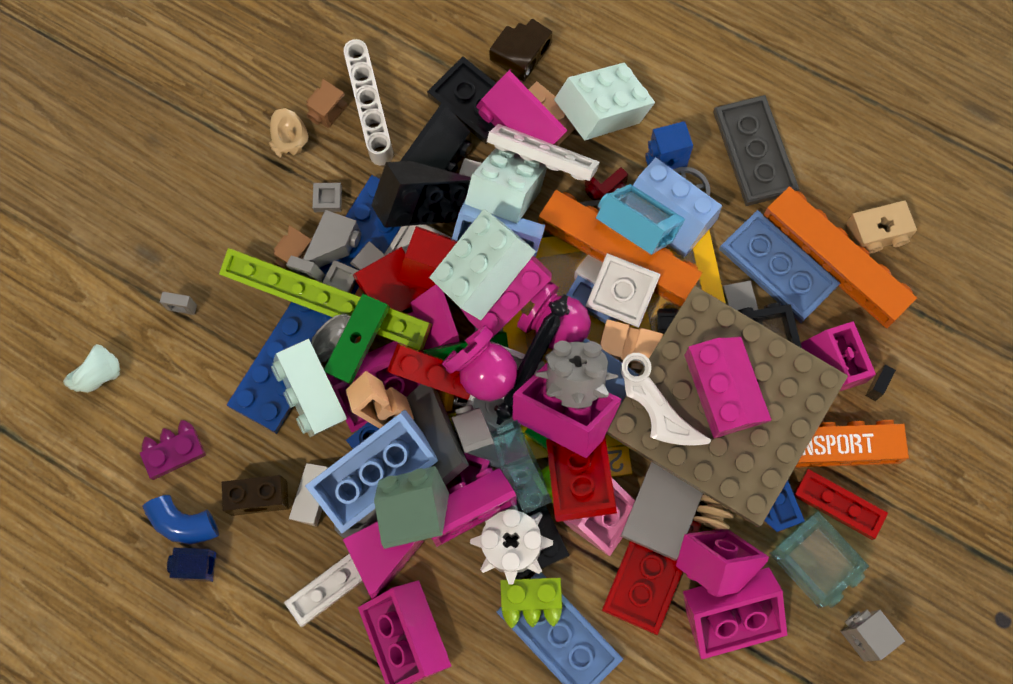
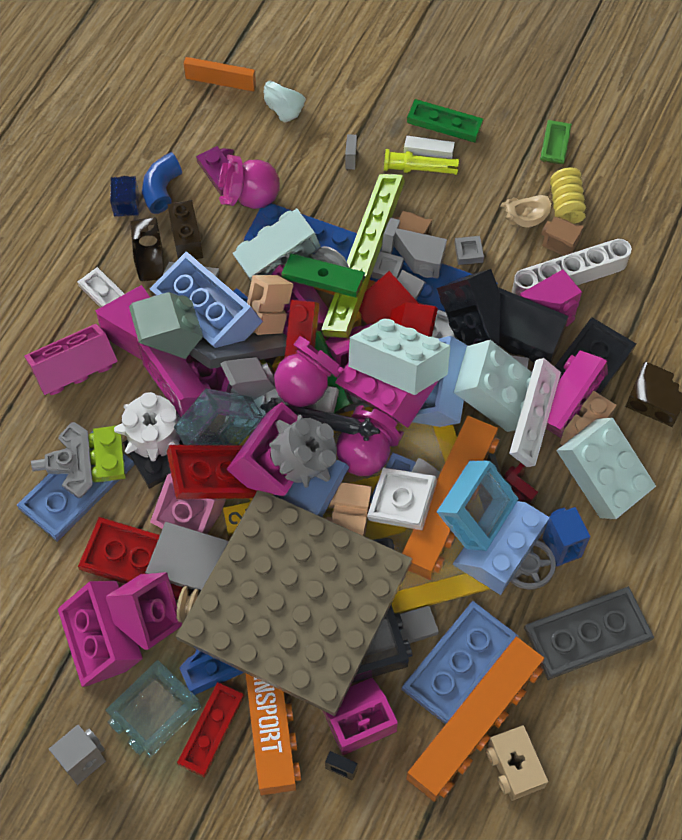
camera: 80 degrees right, 10 degrees down
(35, 442) = (219, 74): none -> orange tile
(154, 200) = (445, 120): none -> green plate
(187, 222) = (429, 147): none -> white slope
(203, 93) = (555, 142): none -> bright green tile
(203, 244) = (409, 162): none -> neon yellow pin
(207, 418) = (250, 183): none -> dark pink tile
(278, 91) = (568, 195): none -> light yellow piece
(278, 537) = (147, 260): none -> dark brown piece
(408, 115) = (556, 293): none -> dark pink slope
(538, 636) = (72, 460): none -> light grey piece
(665, 422) = (267, 537): white piece -> none
(726, 385) = (307, 587): dark pink slope -> none

